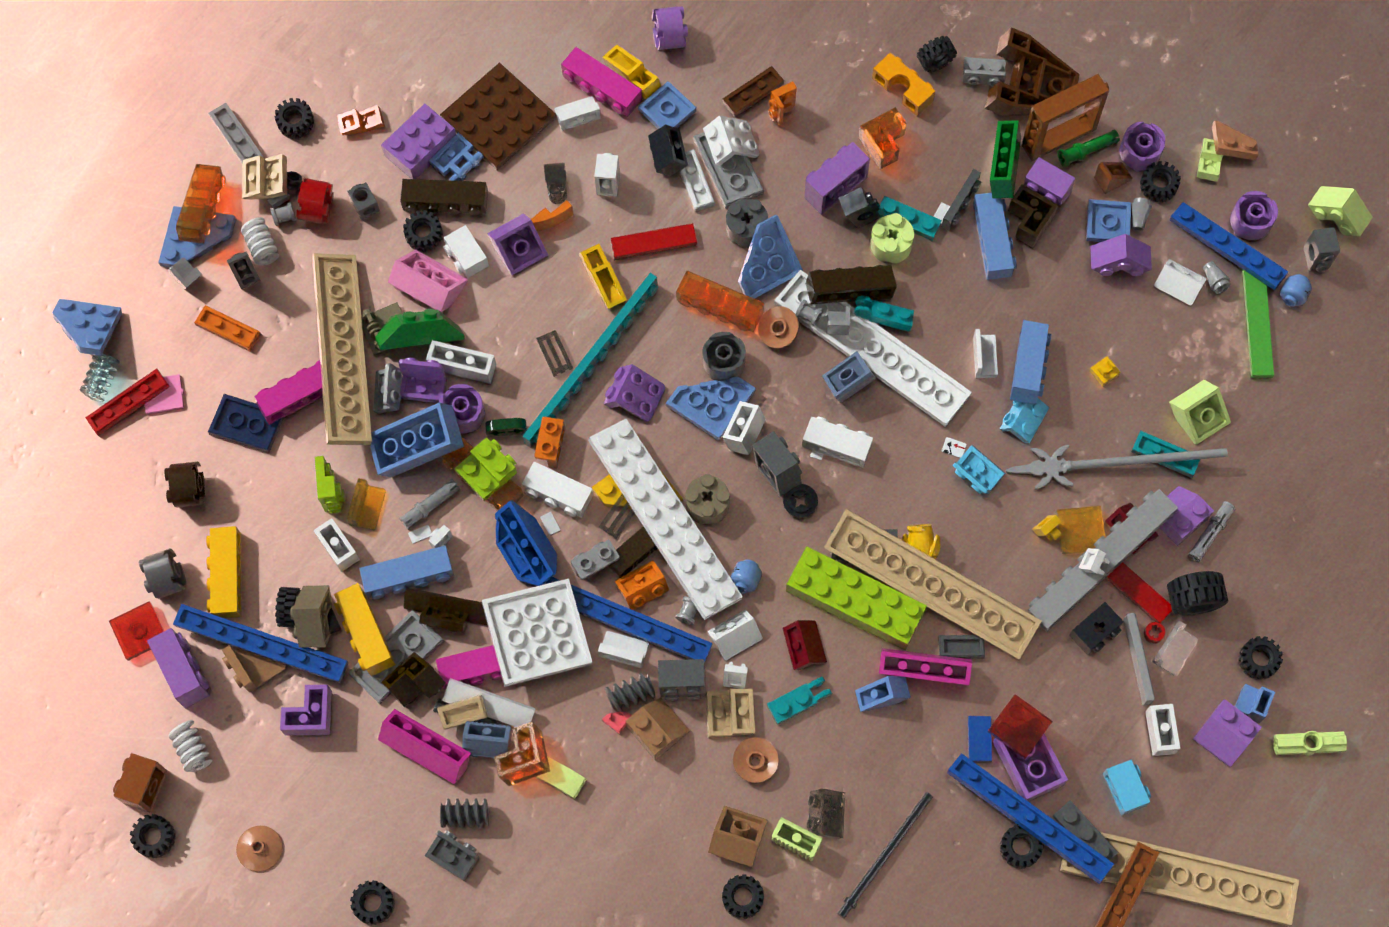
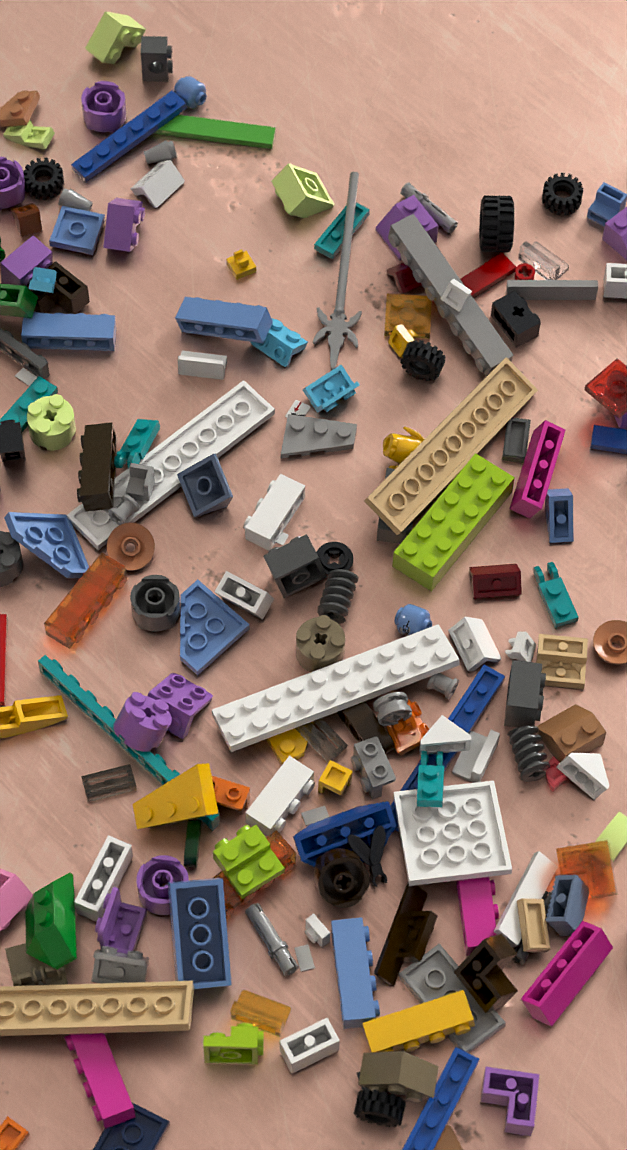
camera: 85 degrees left, 10 degrees down
(484, 547) = (354, 877): none -> dark brown brick
(511, 569) = (372, 855): none -> black piece
(530, 405) = (180, 799): none -> yellow wedge
(578, 530) = (335, 778): none -> yellow panel
(582, 607) = (430, 782): none -> teal hinge
(611, 360) = (143, 722): none -> medium lavender brick
(617, 745) = (586, 772): none -> white slope
(629, 614) = (445, 737): none -> white slope
(643, 566) = (392, 708): none -> light grey wheel
(760, 507) = (337, 595): none -> dark grey piece
(928, 464) = (315, 434): none -> light grey wing
(1024, 197) = (43, 280): none -> medium azure bracket
(1024, 546) = (423, 360): none -> black tyre

